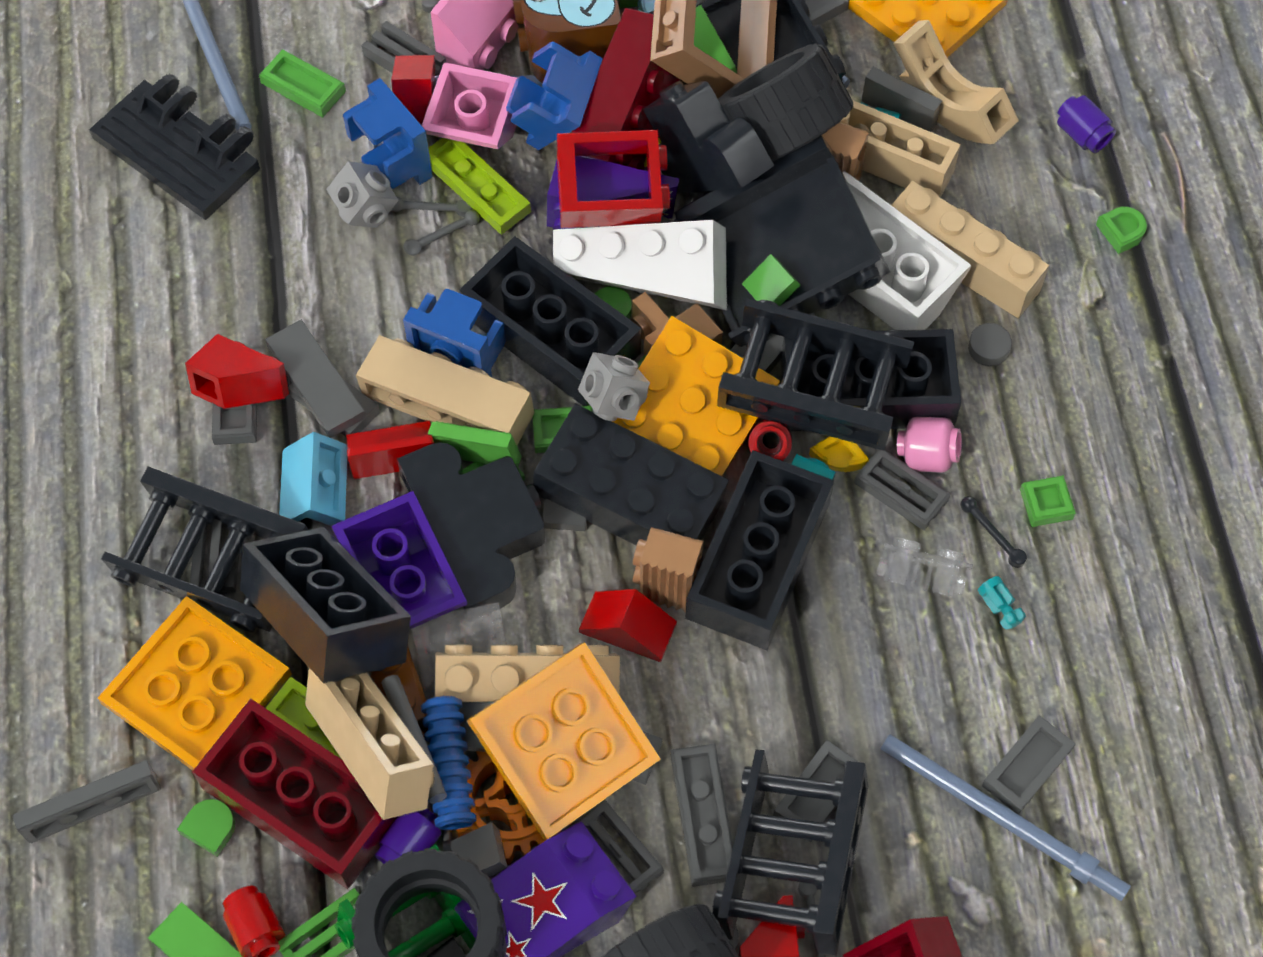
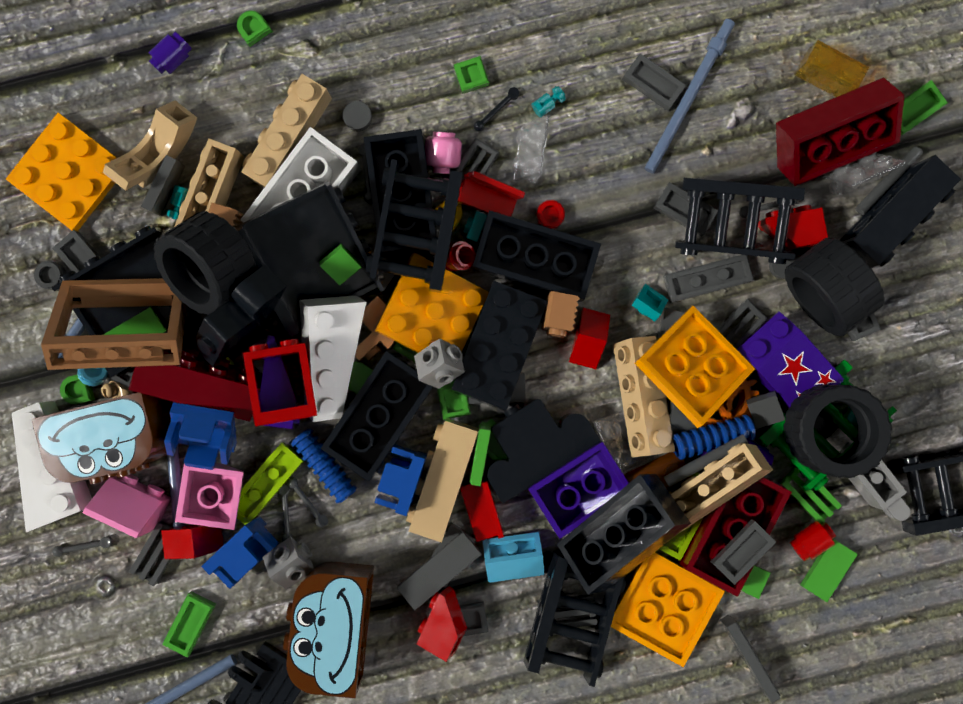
camera: 90 degrees left, 25 degrees up
(261, 782) = (743, 551): none -> dark grey tile
(262, 232) = (330, 629): none -> brick
(467, 262) = (323, 466): none -> blue piece
(673, 713) = (650, 302): none -> teal plate
(825, 589) = (550, 214): none -> red tile
(857, 497) = (488, 194): none -> red panel

